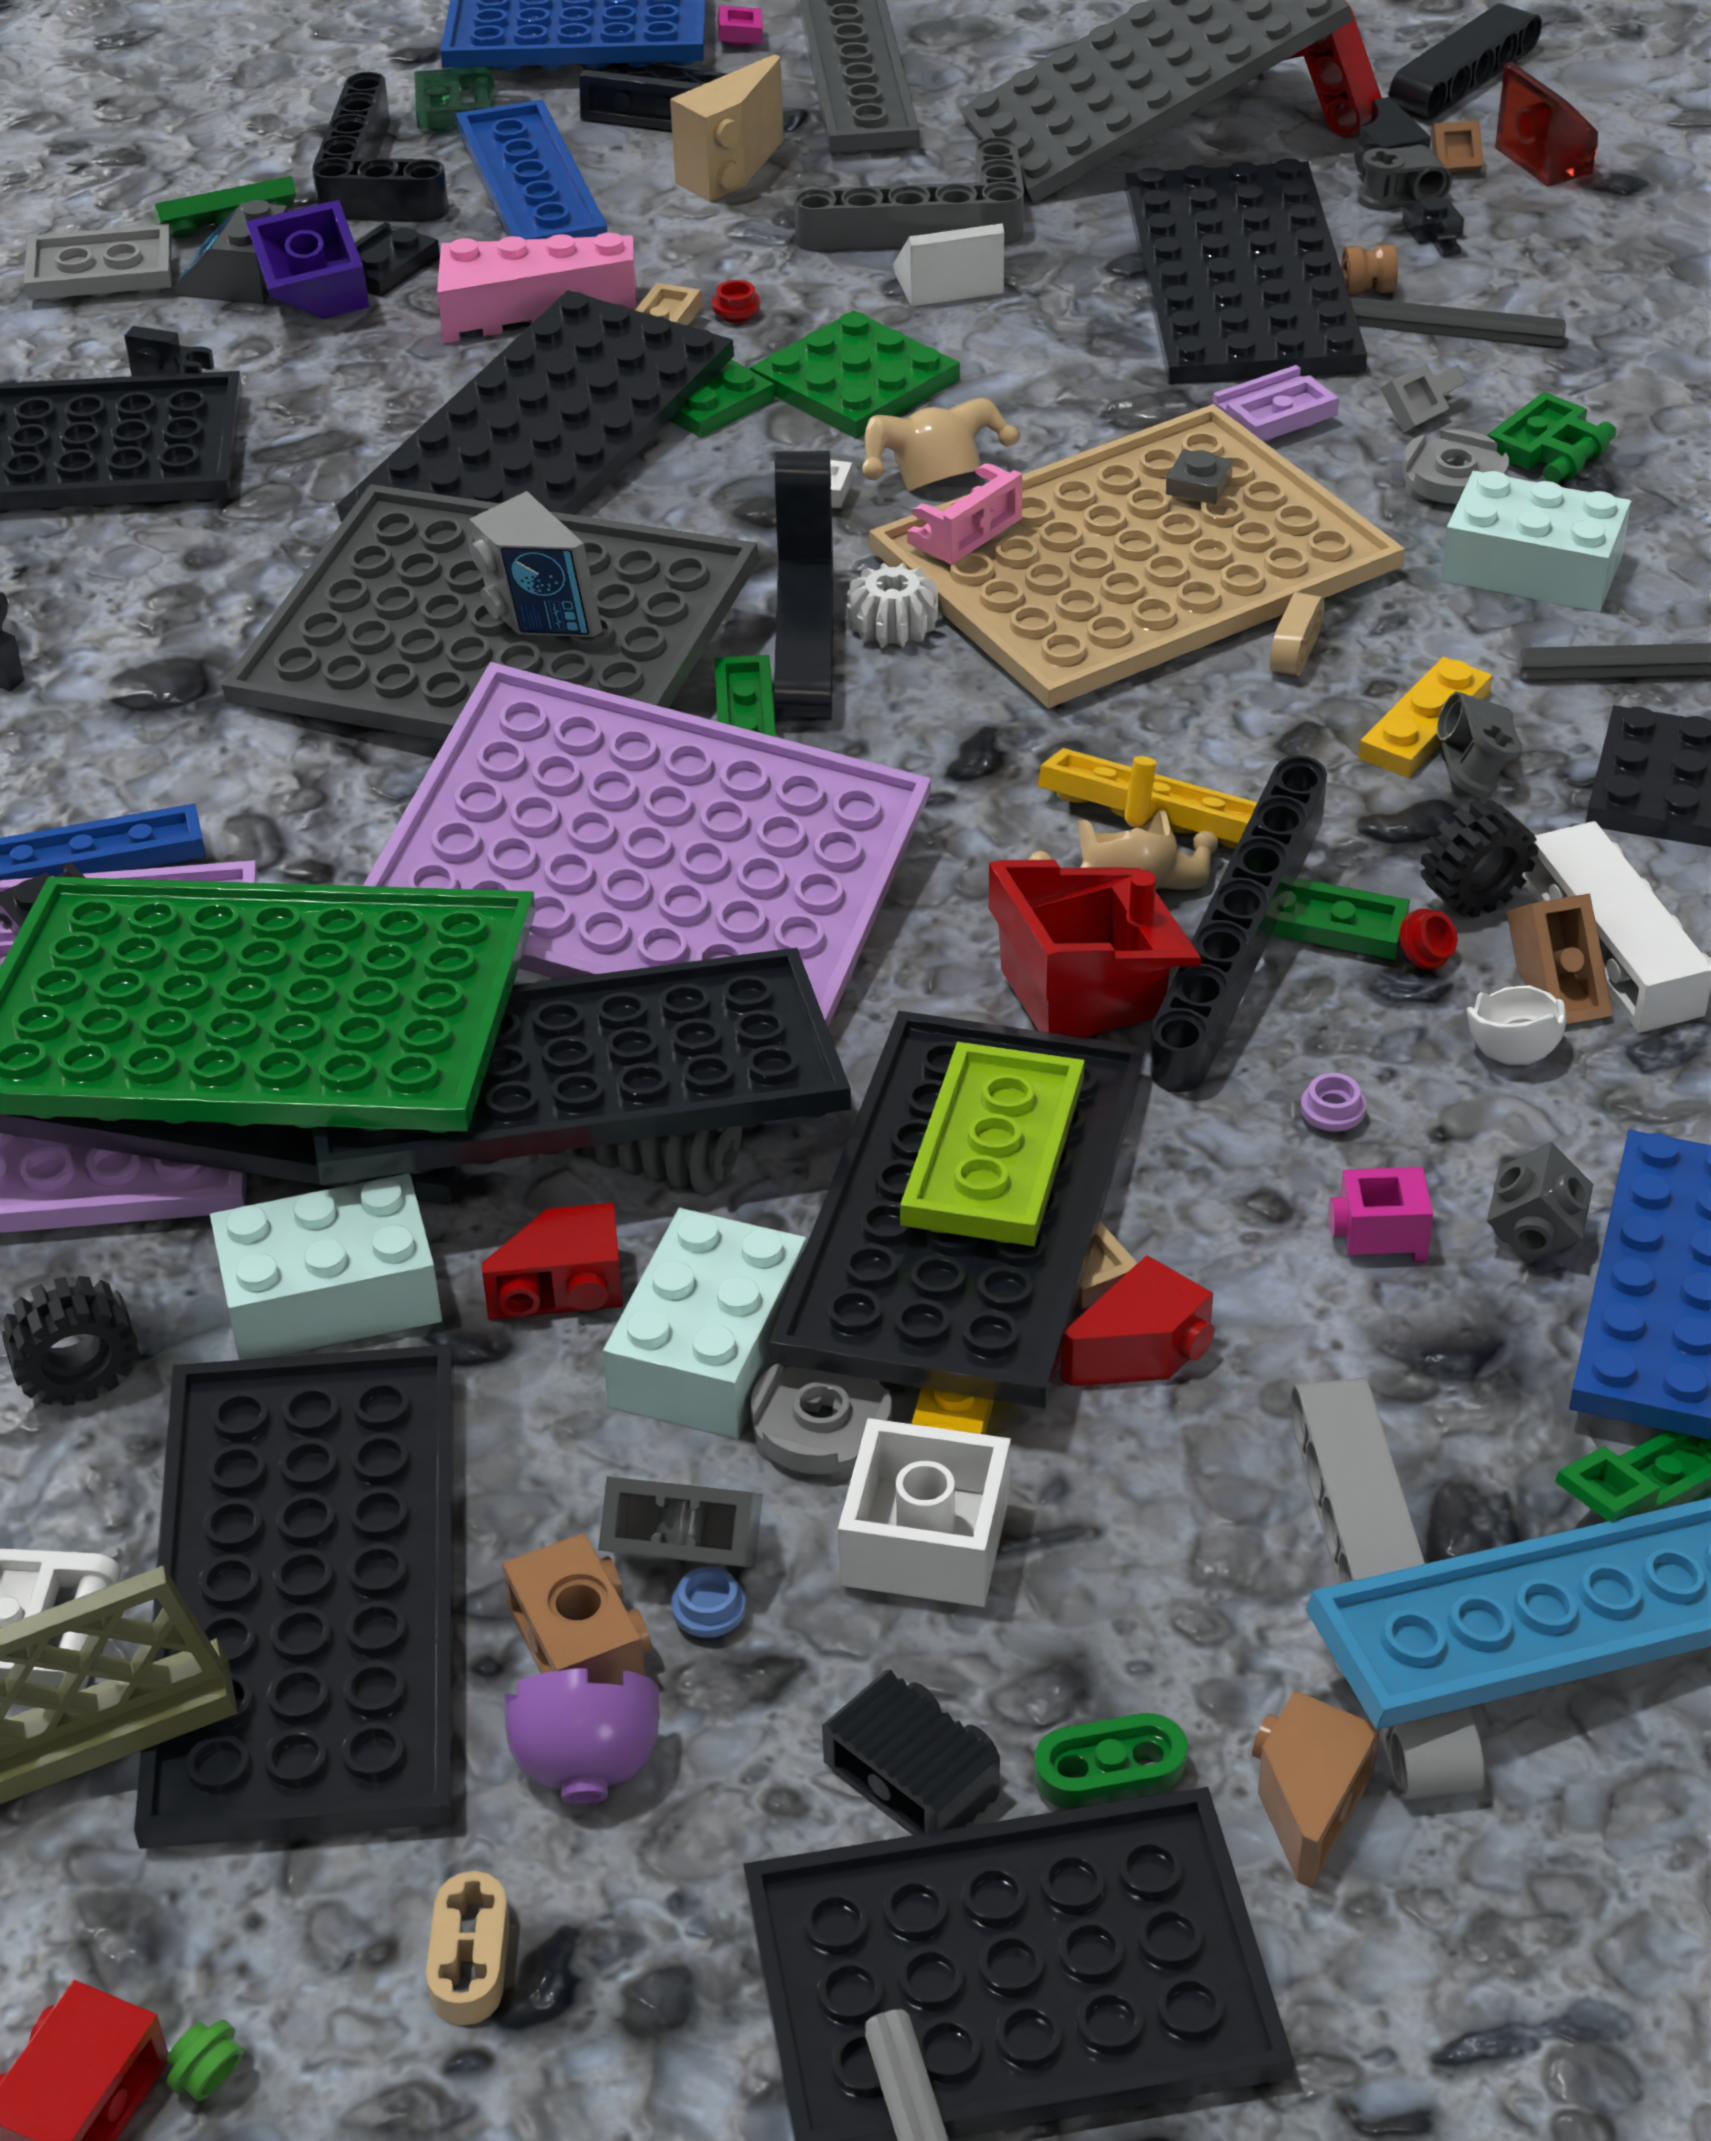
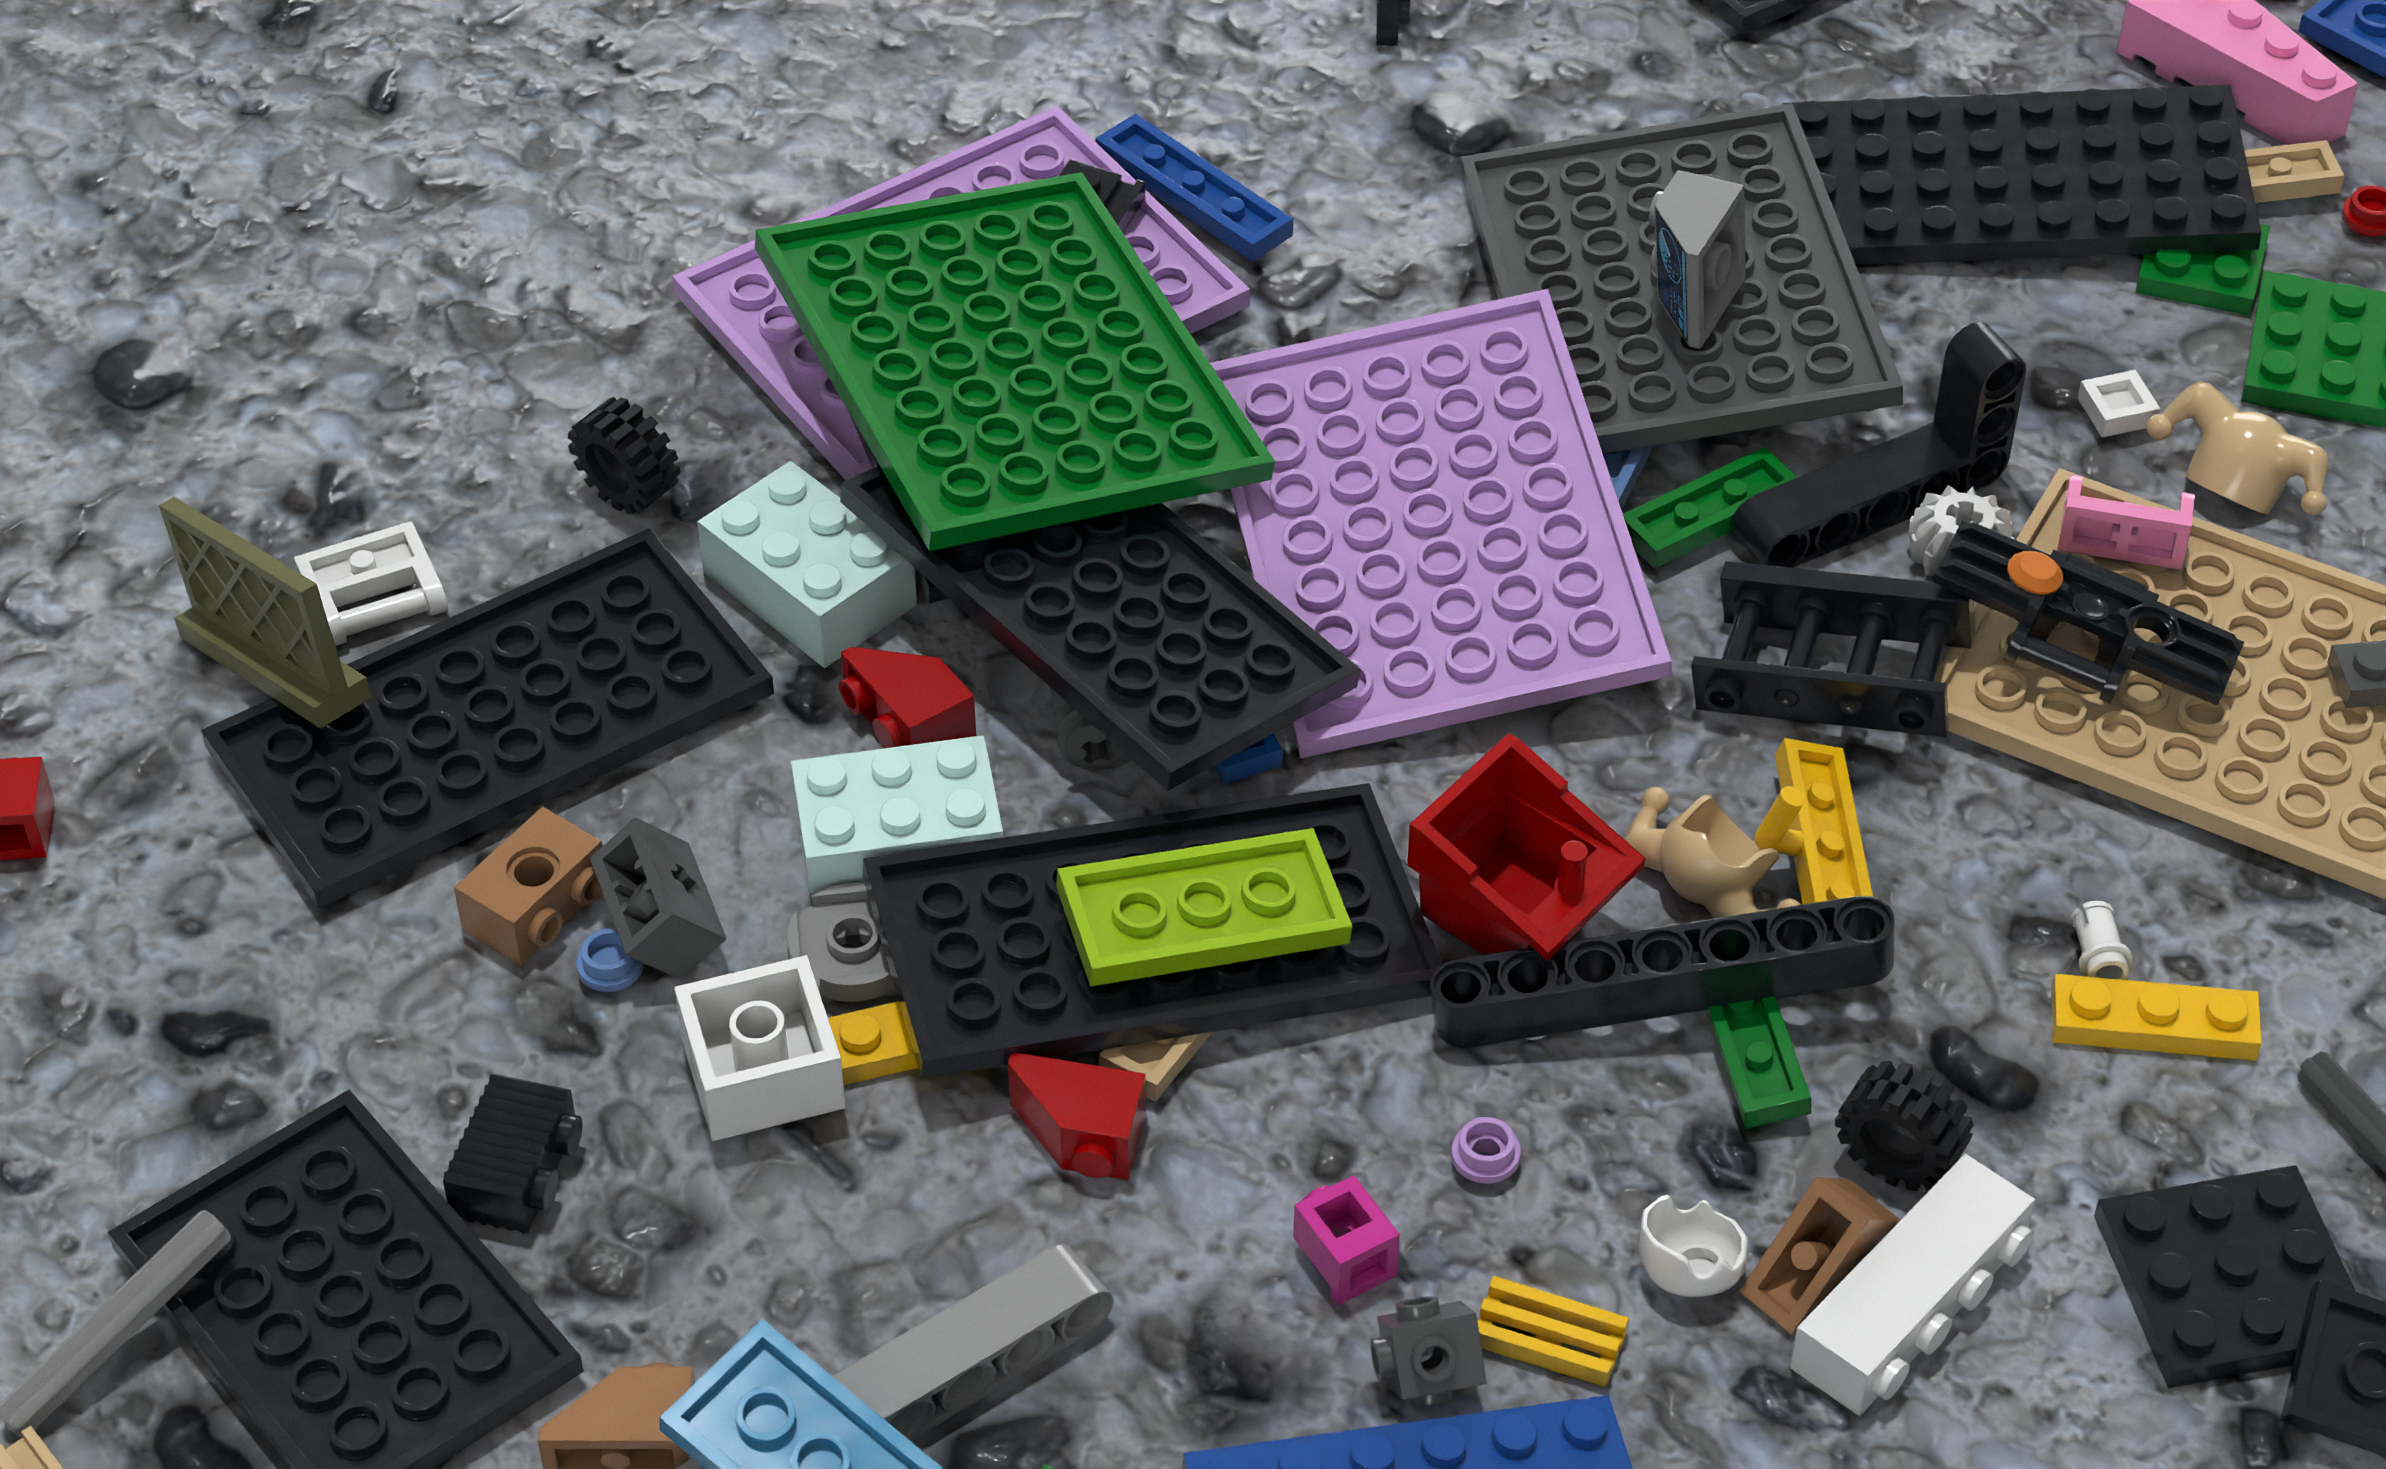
camera: 60 degrees right, 5 degrees up
(203, 2059) = (34, 867): bright green plate -> none
(452, 1946) = (209, 969): tan beam -> none
(582, 1732) = (413, 936): medium lavender cylinder -> none
(956, 662) = (1839, 605): none -> black fence
(1083, 550) = (2064, 587): none -> black piece
(1107, 1760) = (589, 1289): green plate -> none
(1296, 634) = (2188, 858): tan beam -> none
(1346, 708) = (2100, 942): none -> white pin
(1428, 938) = (1777, 1136): red plate -> none
(1476, 742) = (2120, 1065): dark grey piece -> none
(1535, 1129) = (1553, 1322): none -> yellow tile

